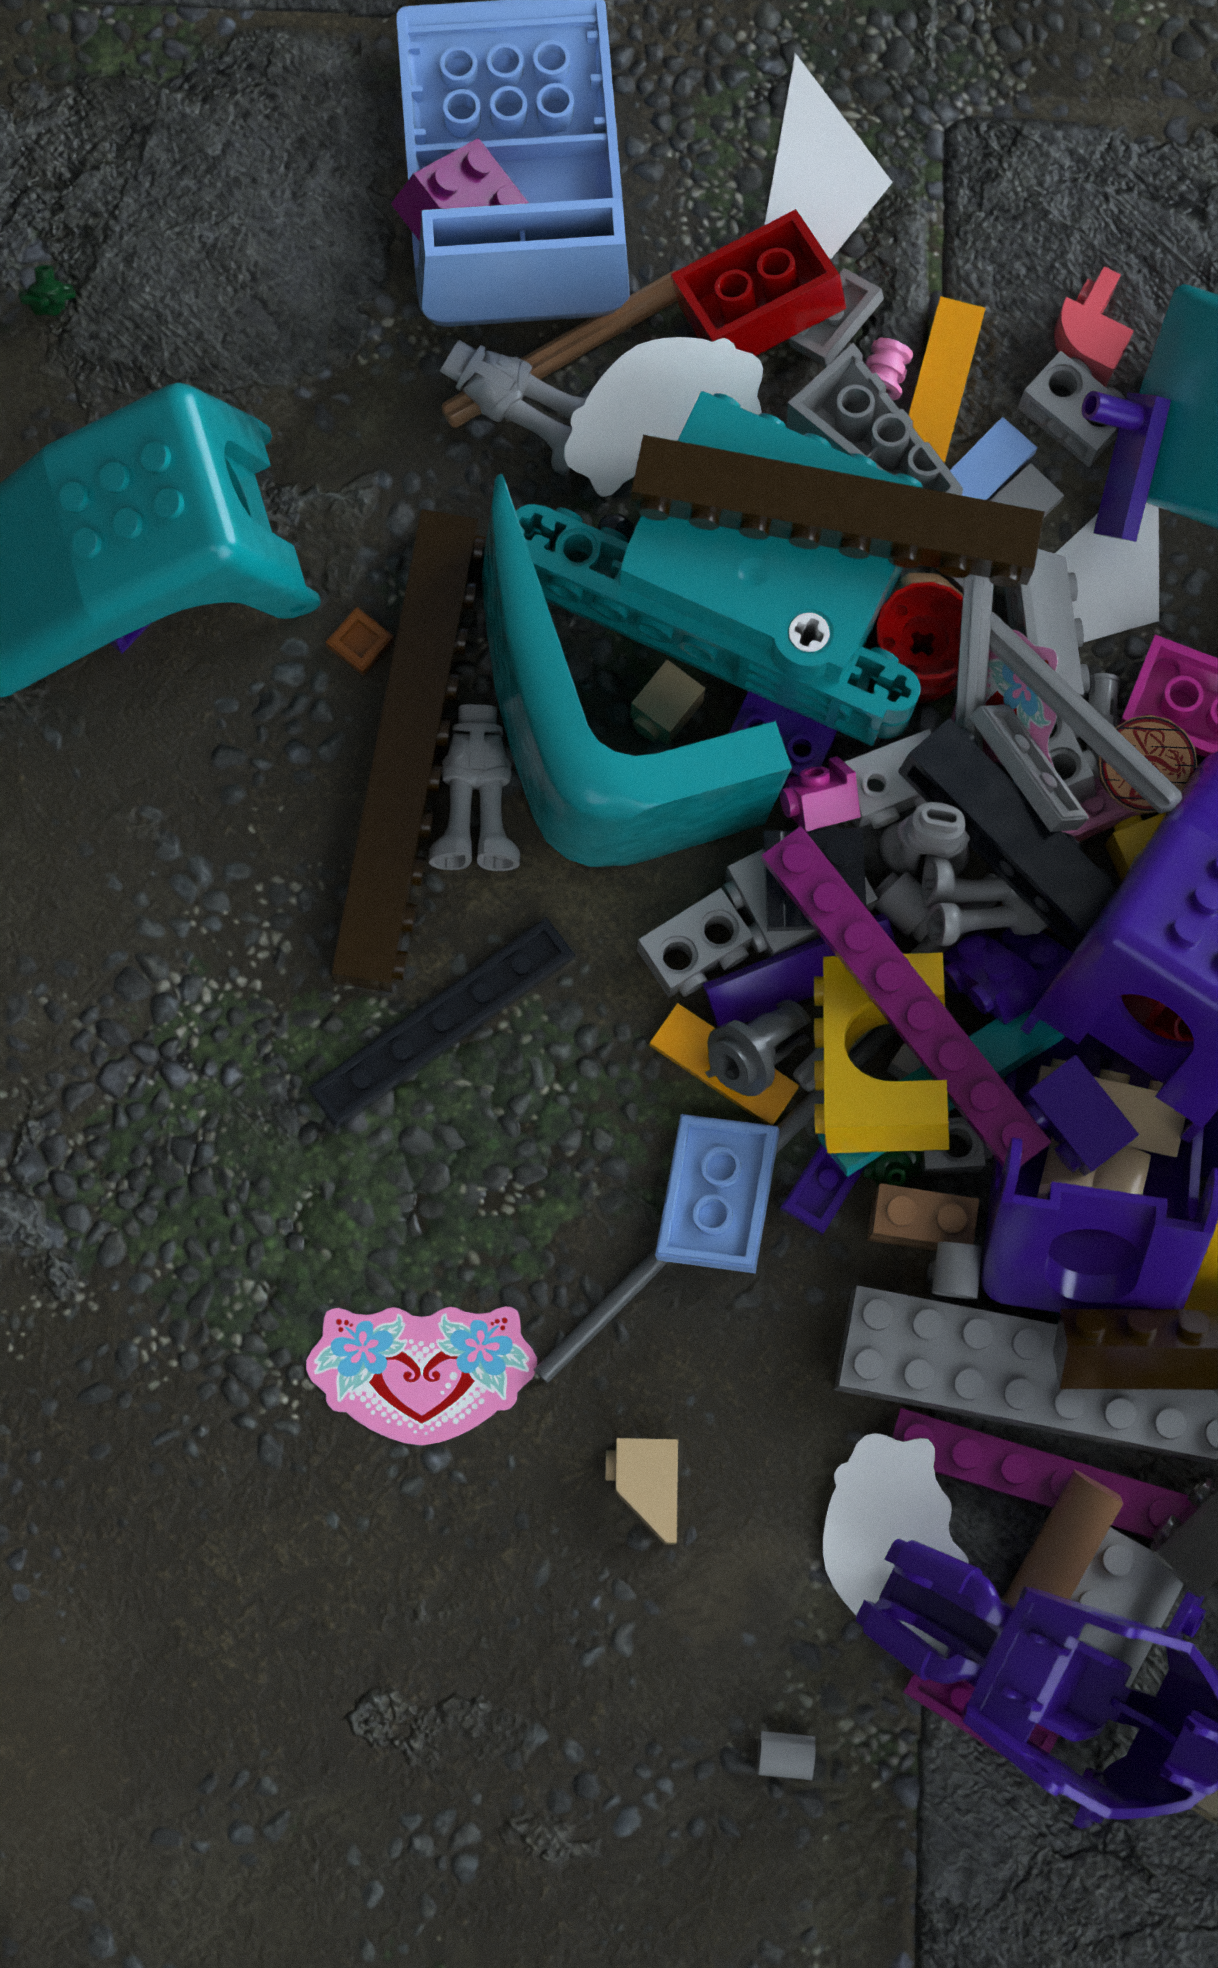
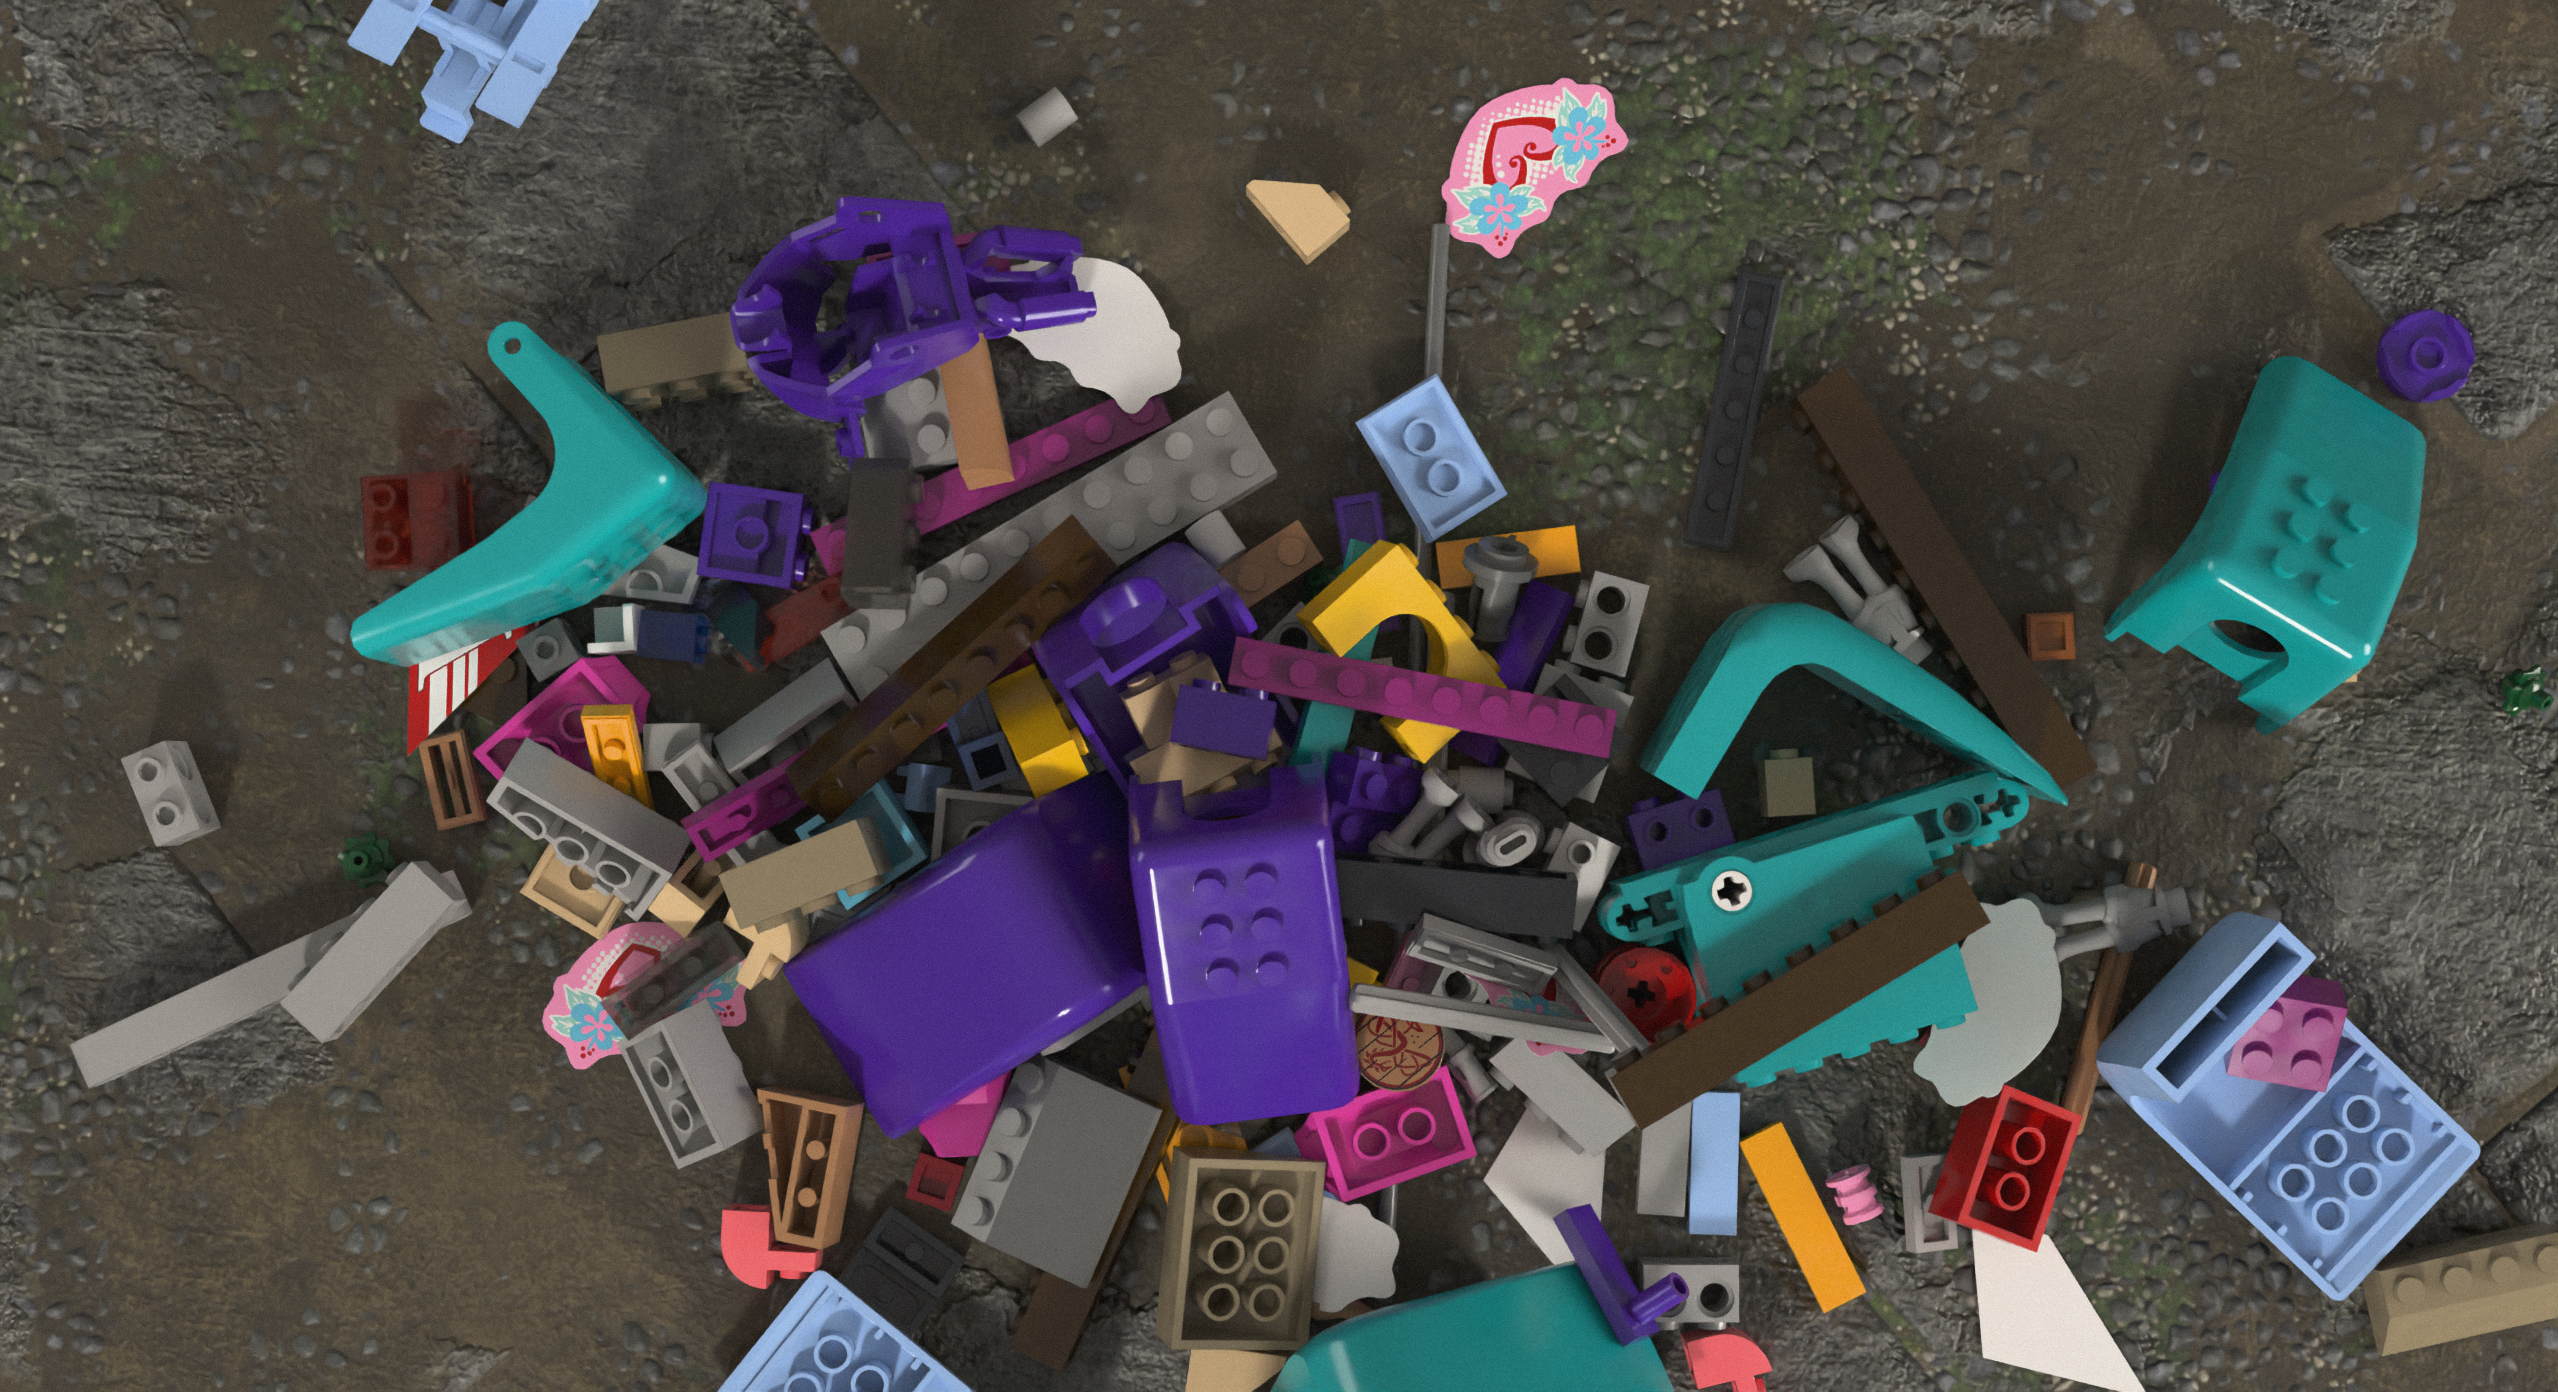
camera: 150 degrees right, 10 degrees up
(821, 796) = (1612, 805): dark pink brick -> none
(859, 417) = (1818, 1119): light grey wedge -> none

